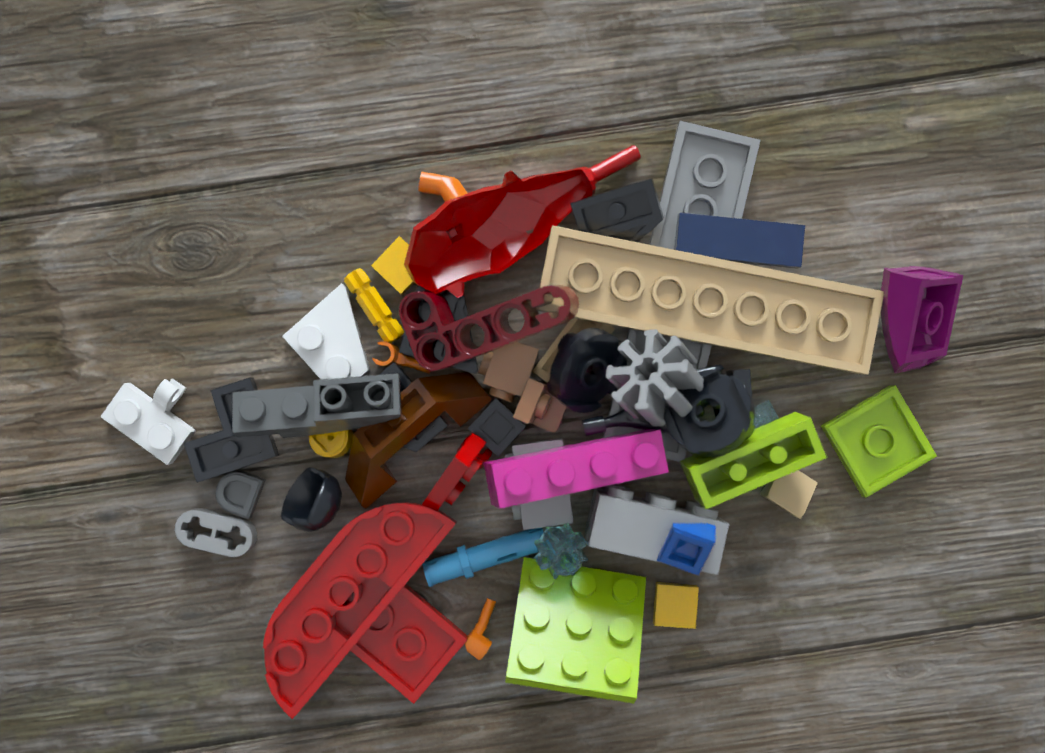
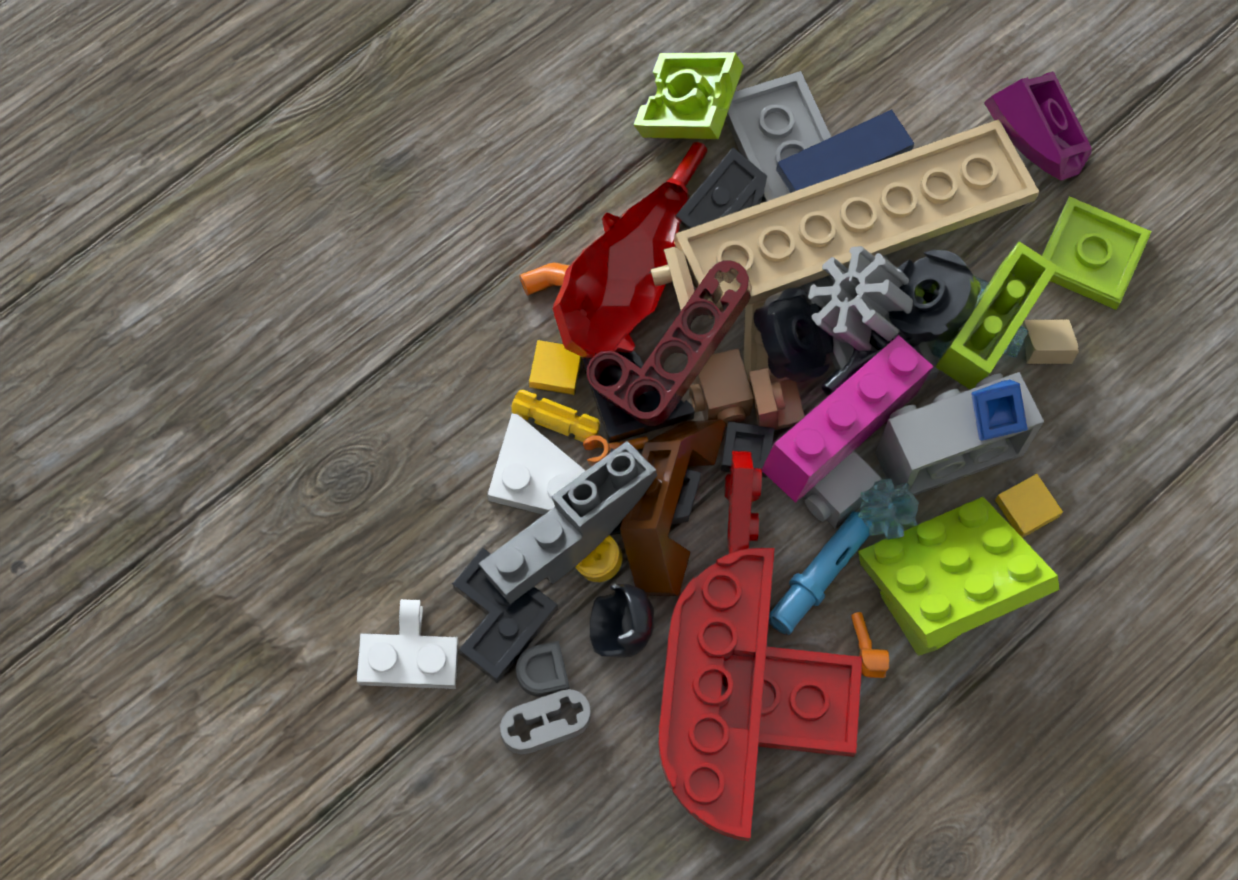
camera: 35 degrees left, 20 degrees down
(532, 263) = (675, 272): none -> tan piece
(644, 126) = (690, 95): none -> lime brick

